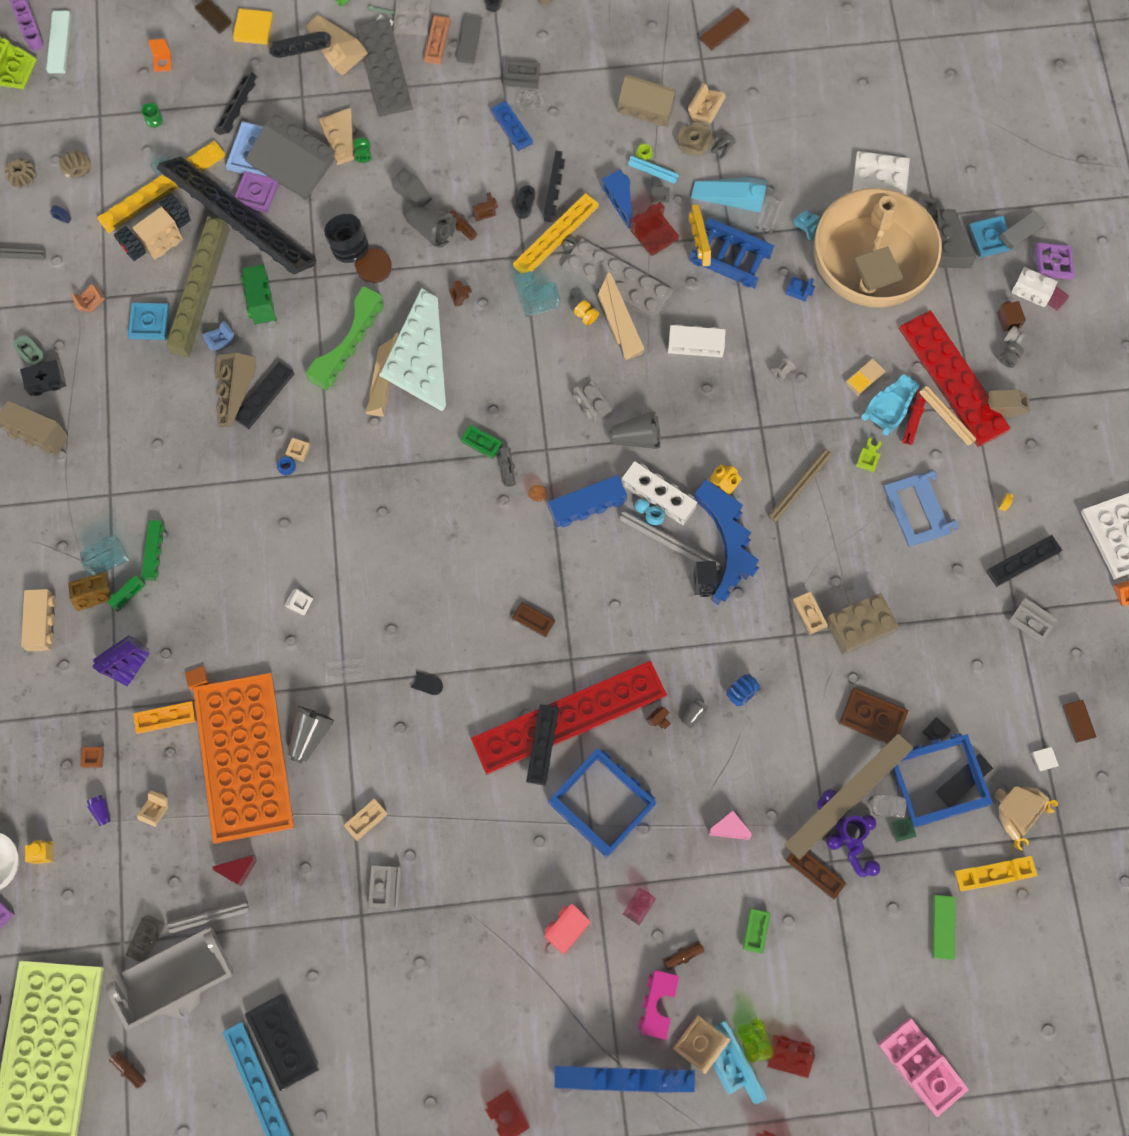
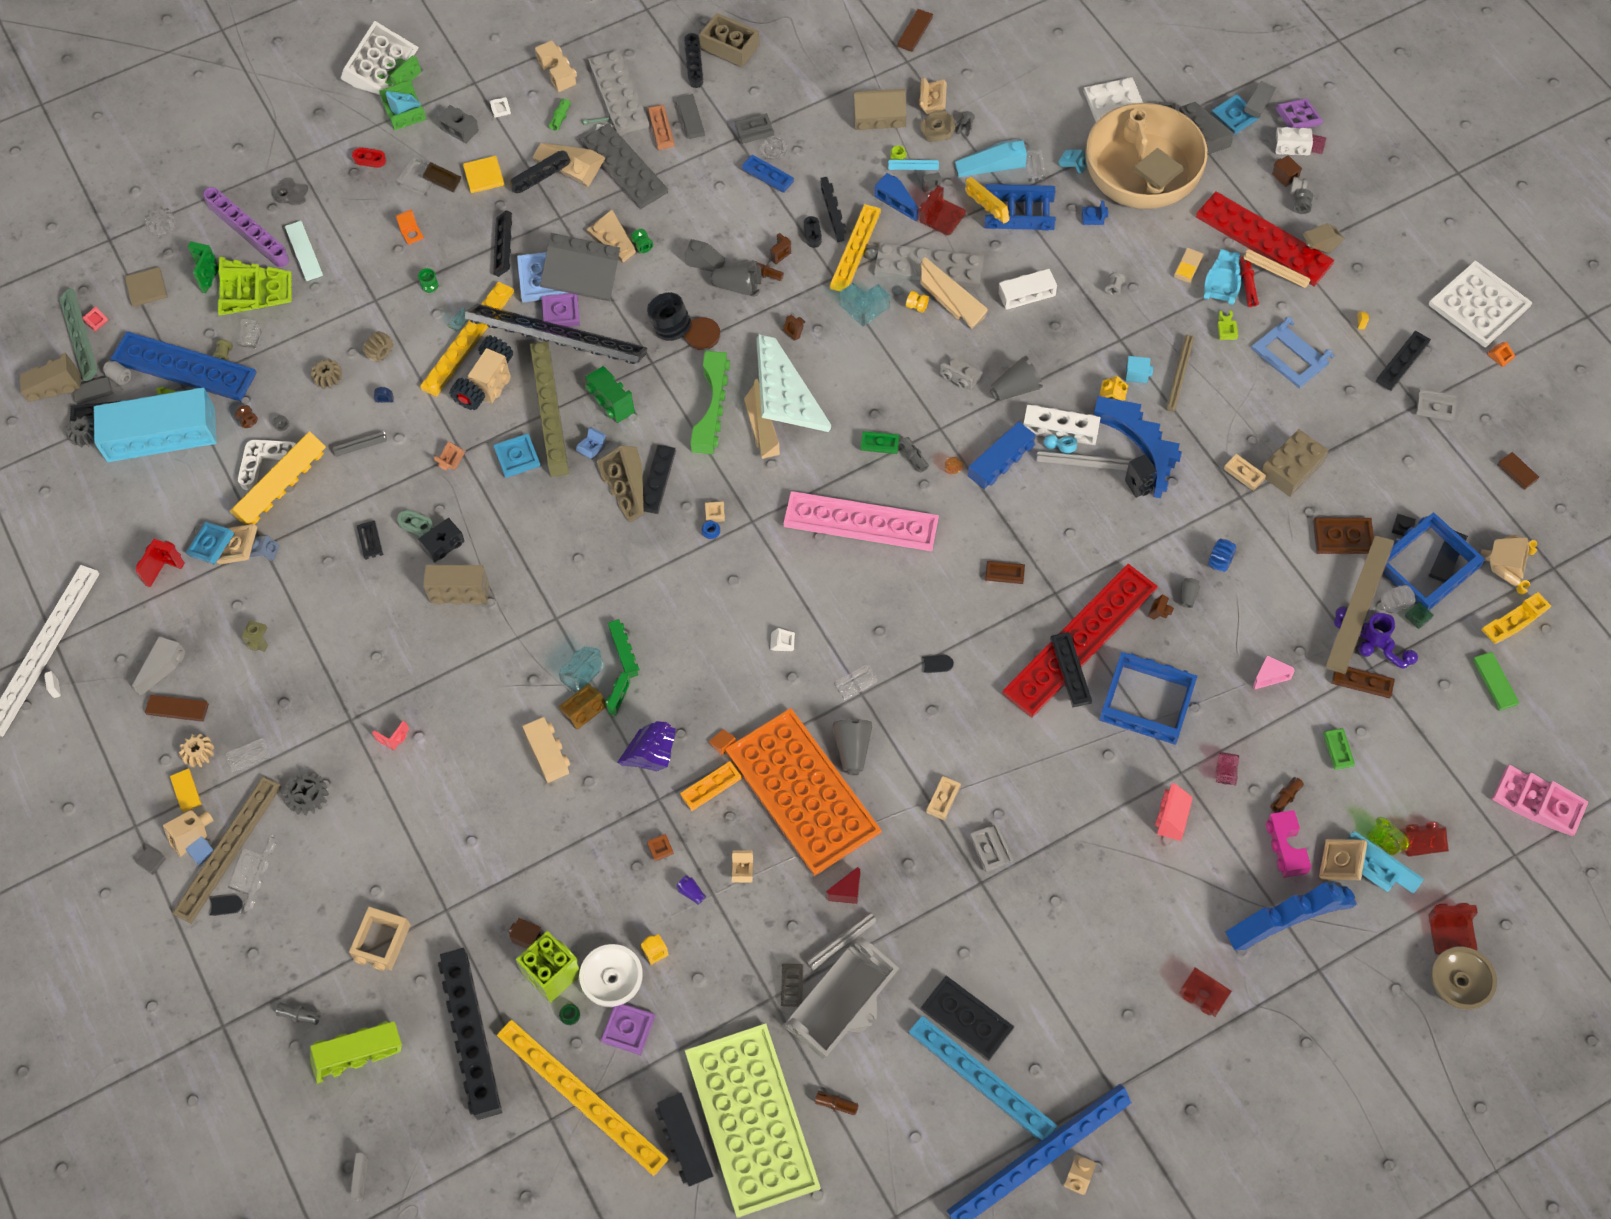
camera: 20 degrees left, 10 degrees down
(426, 514) = (861, 521): none -> bright pink plate
(761, 466) = (1138, 369): none -> medium azure brick
(1044, 759) = (1506, 512): white tile -> none

